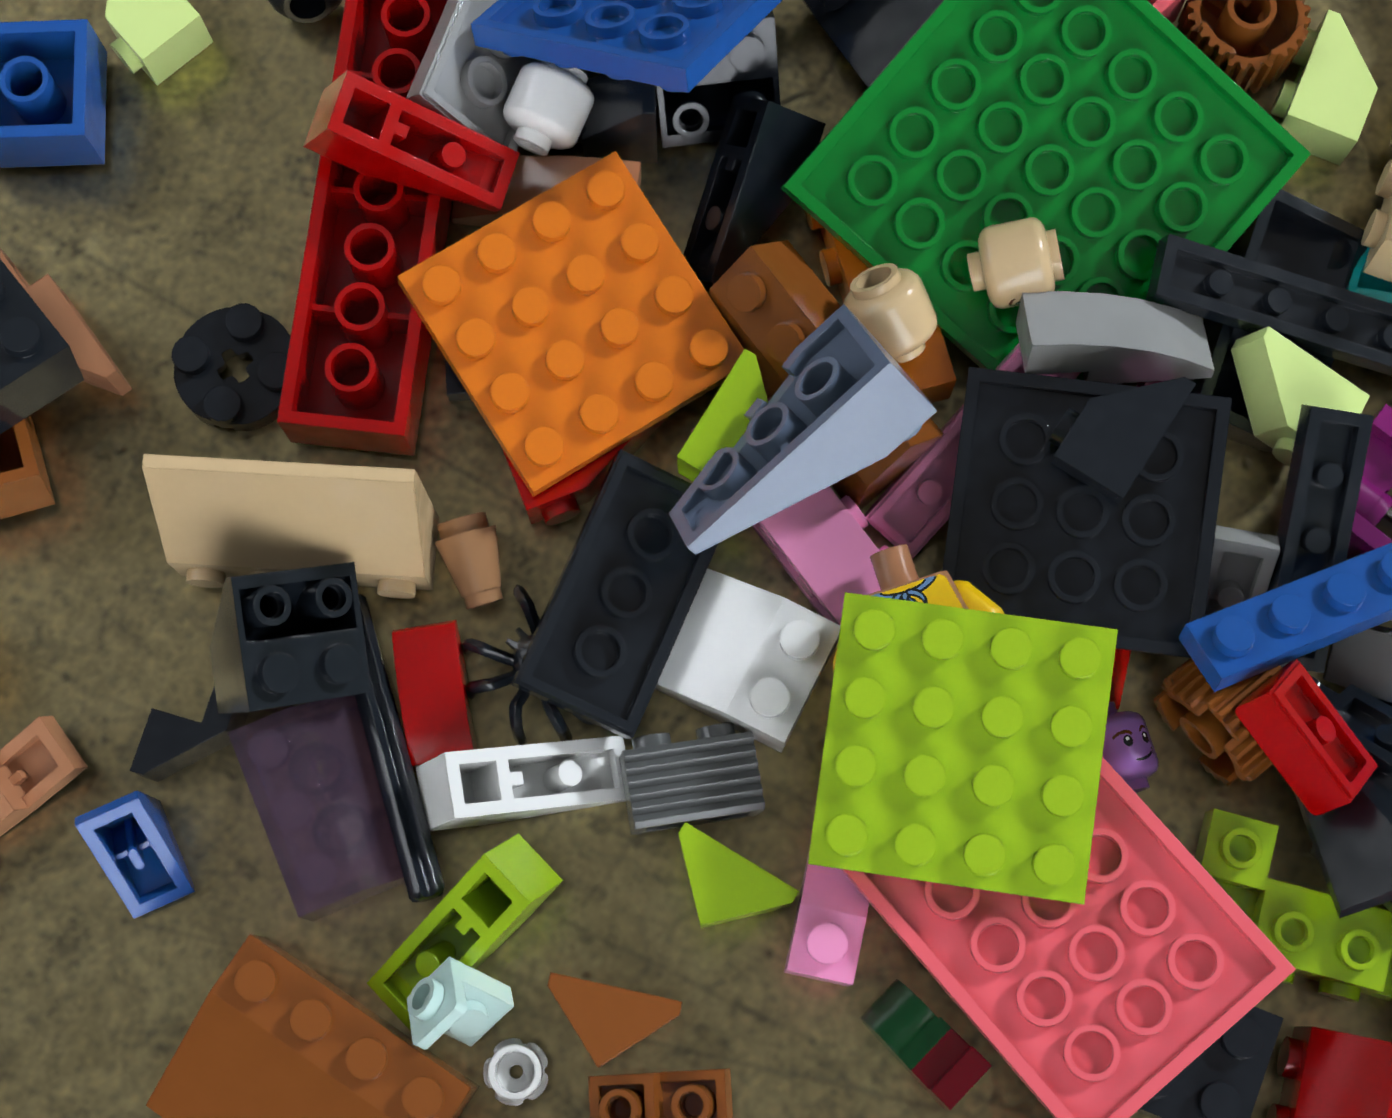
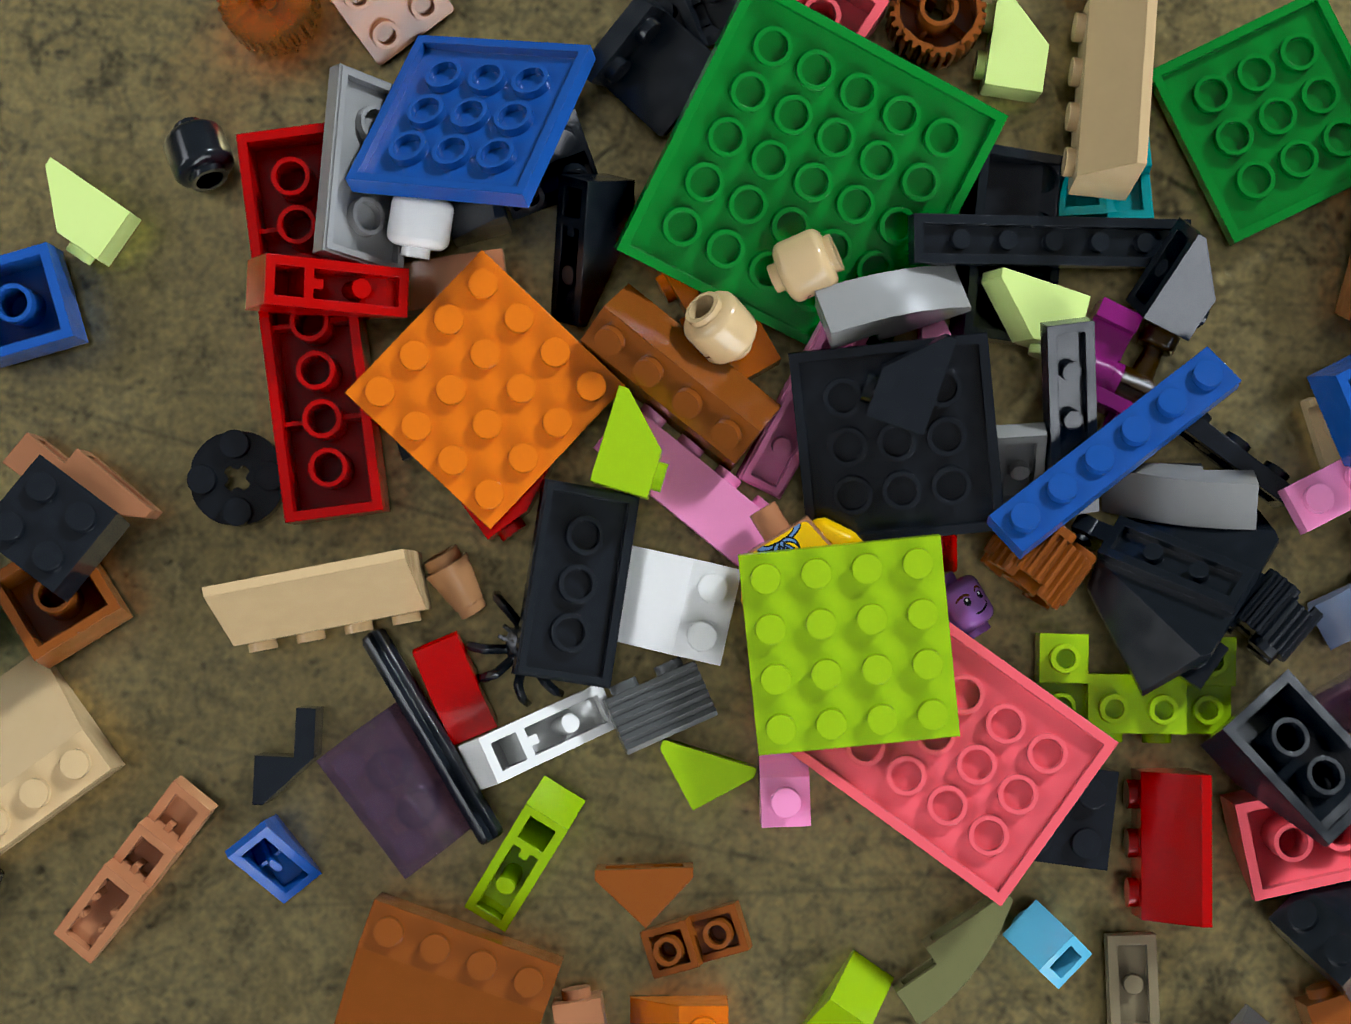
camera: 10 degrees left, 10 degrees up
(289, 639) = (343, 685): black slope -> none
(457, 1004) = (533, 908): light aqua bracket -> none
(509, 1089) = (578, 950): white plate -> none
(825, 422) = (693, 432): sand blue wedge -> none
(925, 1045) = (872, 850): leg -> none
(1306, 739) = (1094, 574): red slope -> none

